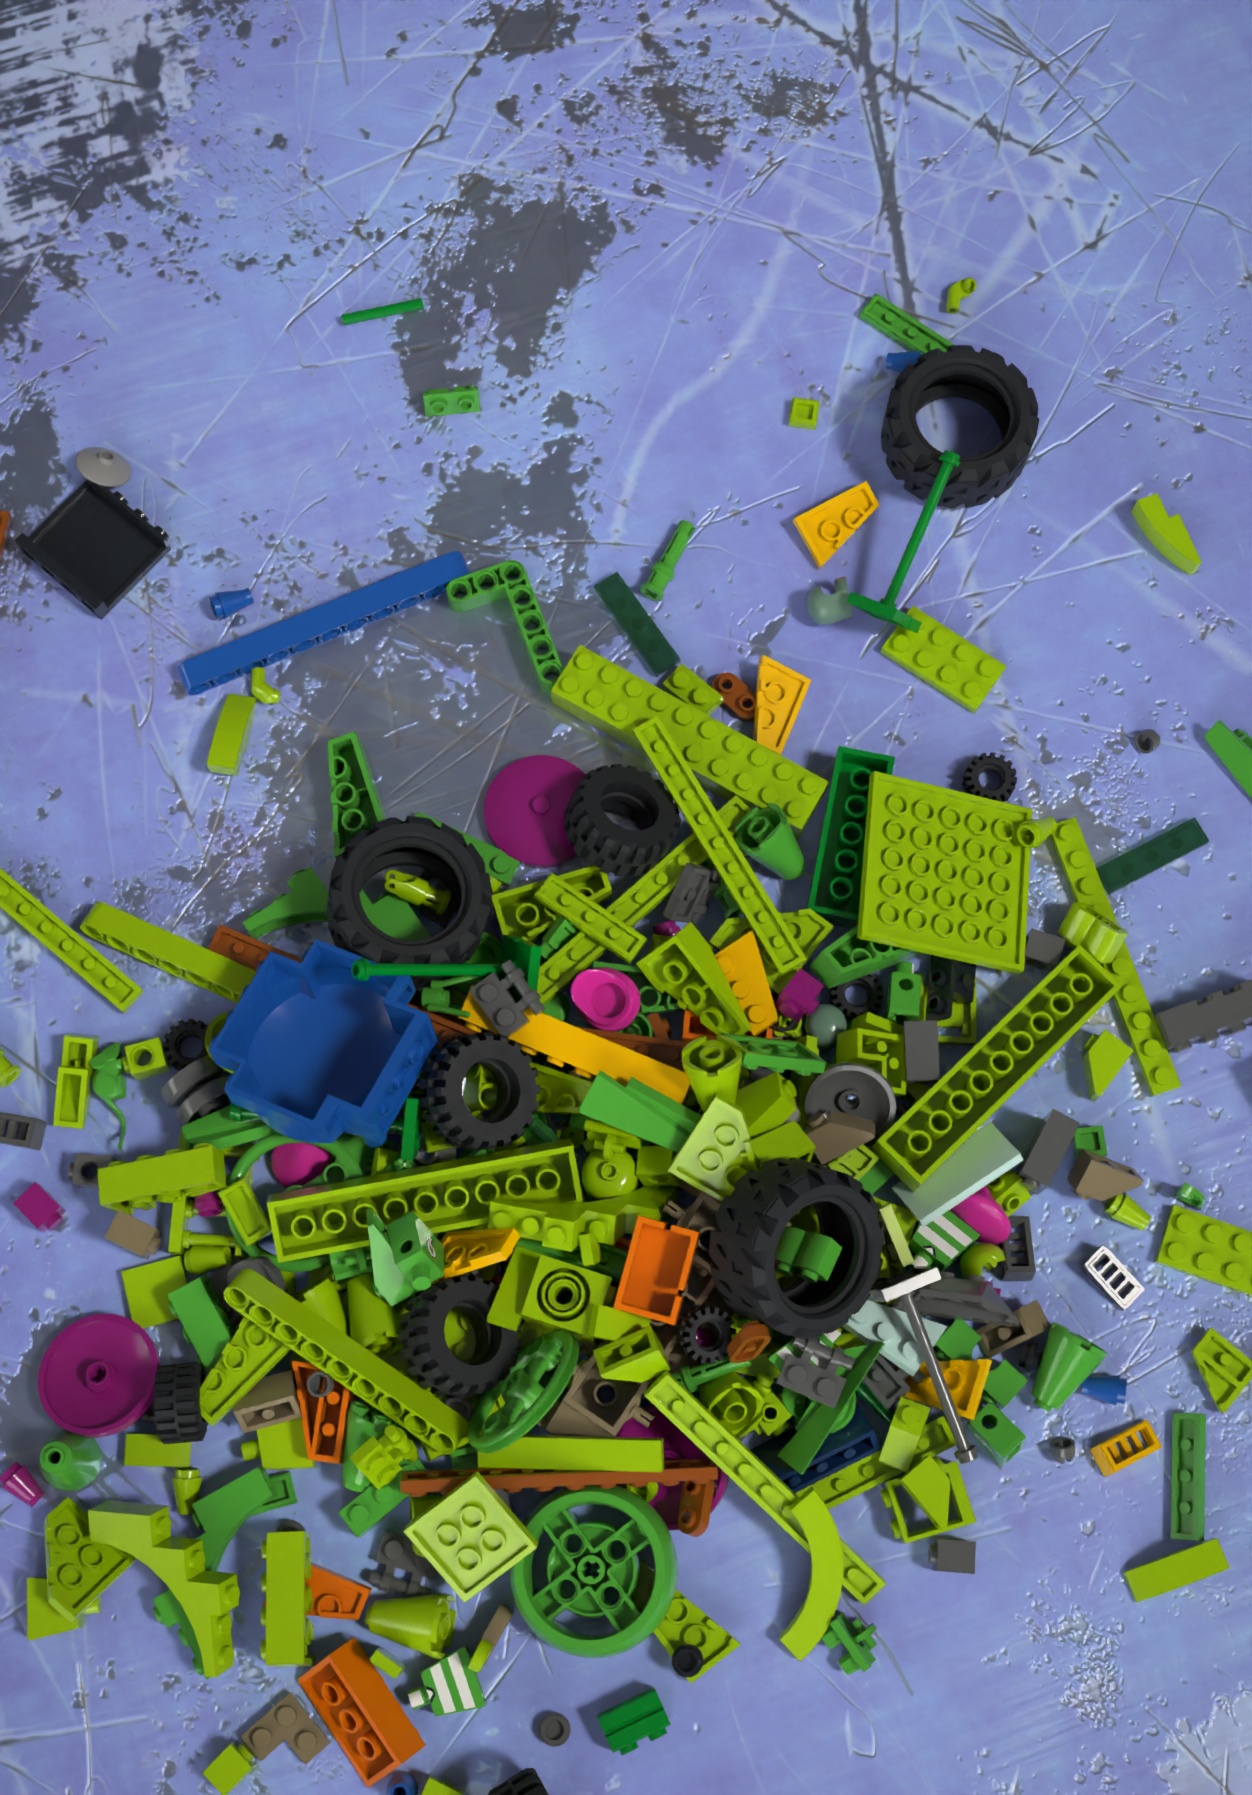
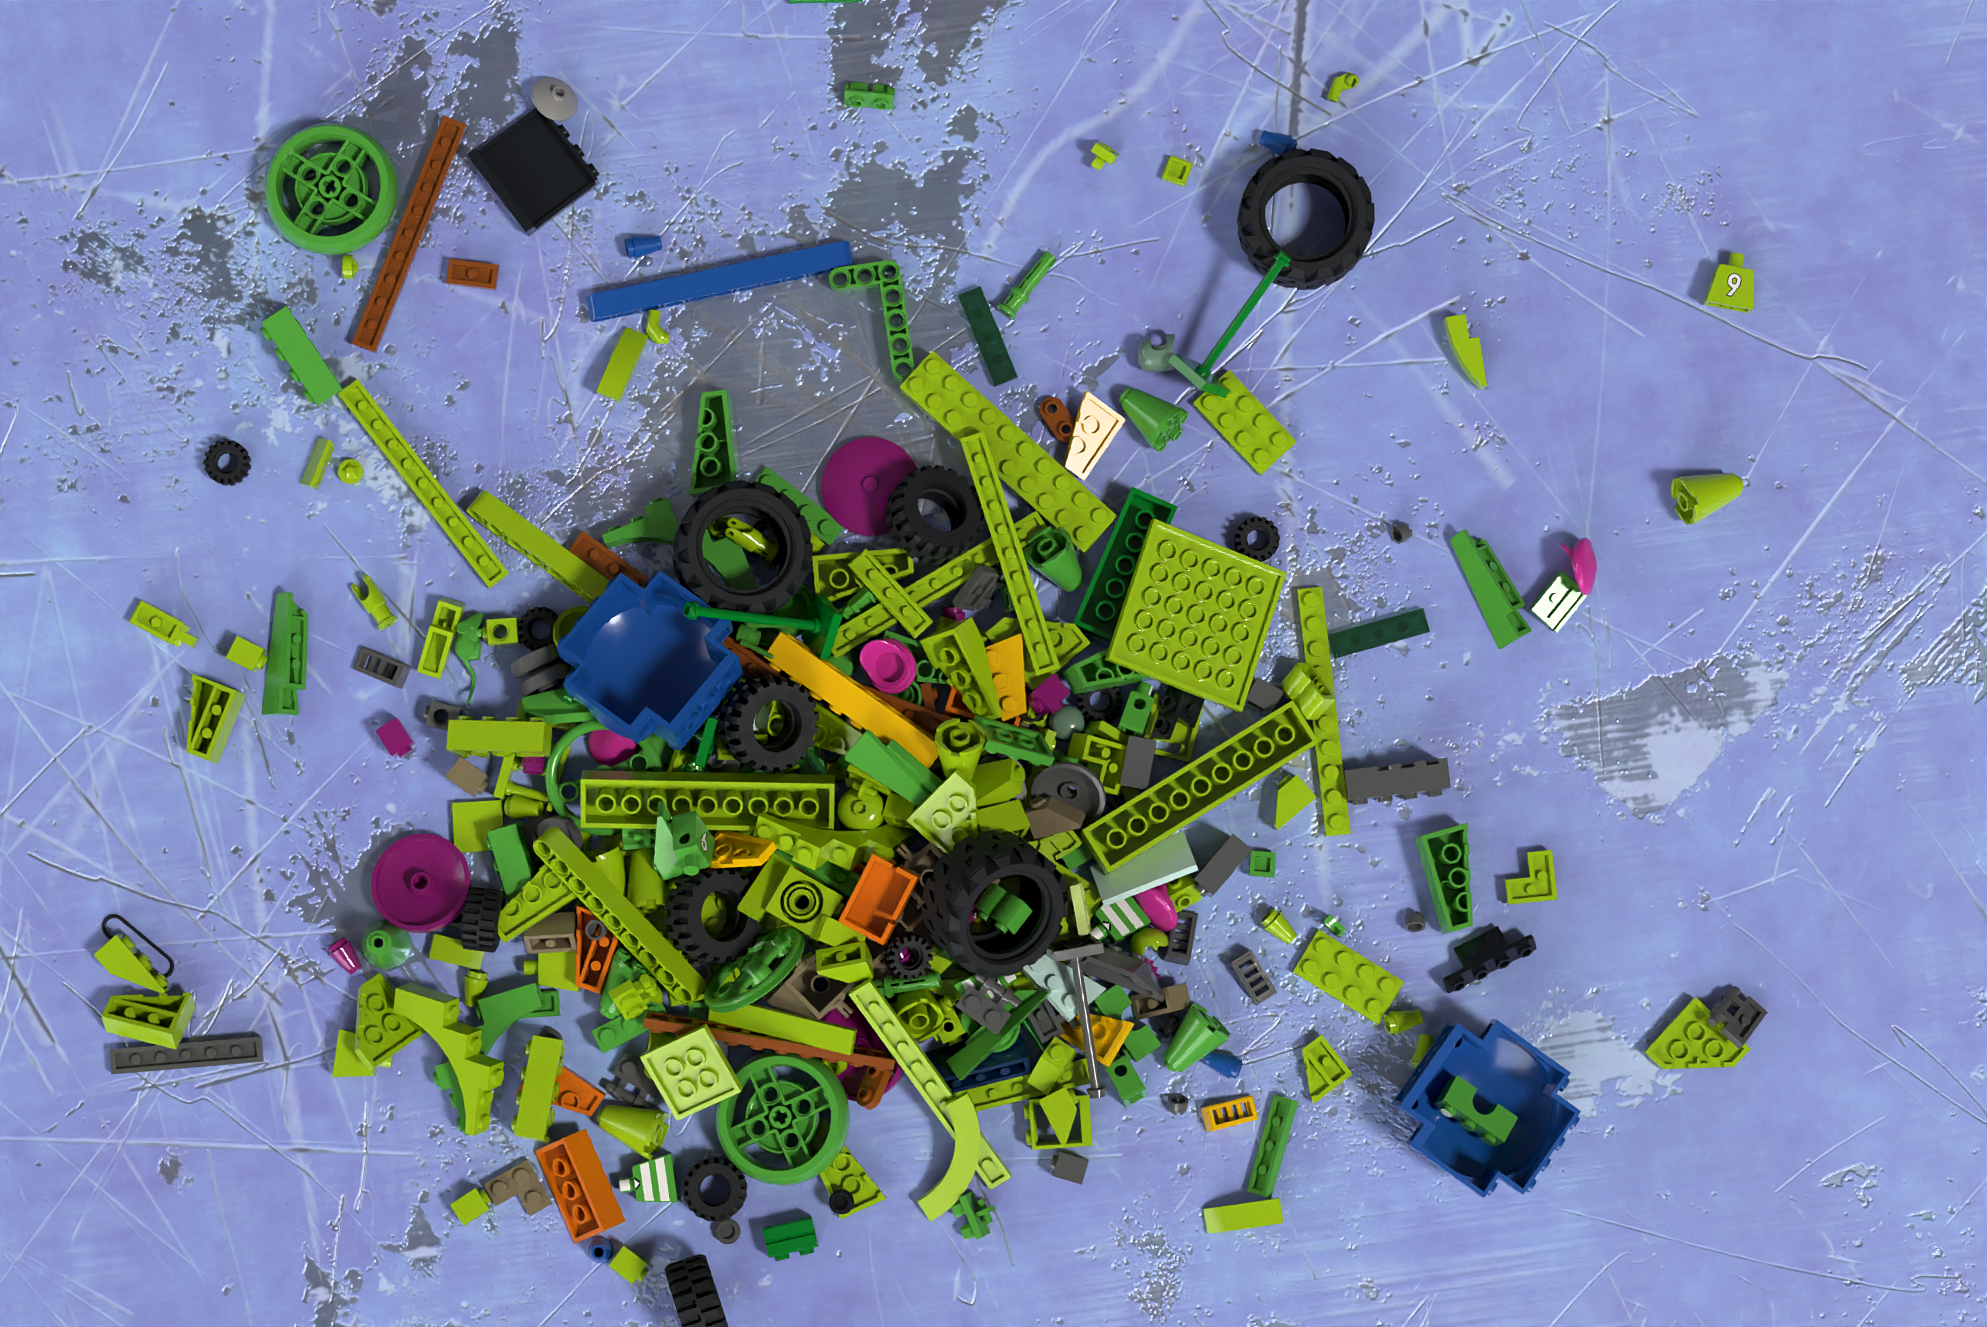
camera: 10 degrees right, 10 degrees up
(44, 670) = (472, 274): none -> dark orange plate
(246, 1211) = (562, 779): lime tile -> none
(375, 888) = (718, 527): none -> tile
(388, 1662) = (608, 1153): lime tile -> none
(480, 1656) = (681, 1163): lime tile -> none
(496, 1626) = (694, 1149): dark tan beam -> none
(500, 1005) = (799, 654): dark grey plate -> none
(500, 1685) = (693, 1195): none -> black tyre
(589, 1249) = (830, 870): lime tile -> none
(693, 690) = (1022, 408): lime plate -> none
(720, 409) = (1104, 154): none -> lime tile
(748, 1342) = (939, 970): dark orange plate -> none
(834, 521) = (1179, 279): yellow wing -> none
(843, 669) = (1154, 417): none -> bright green cone
(901, 326) = (1289, 113): bright green tile -> none
(1035, 831) = (1282, 594): lime cone -> none
(1101, 1177) = (1264, 895): dark tan slope -> none

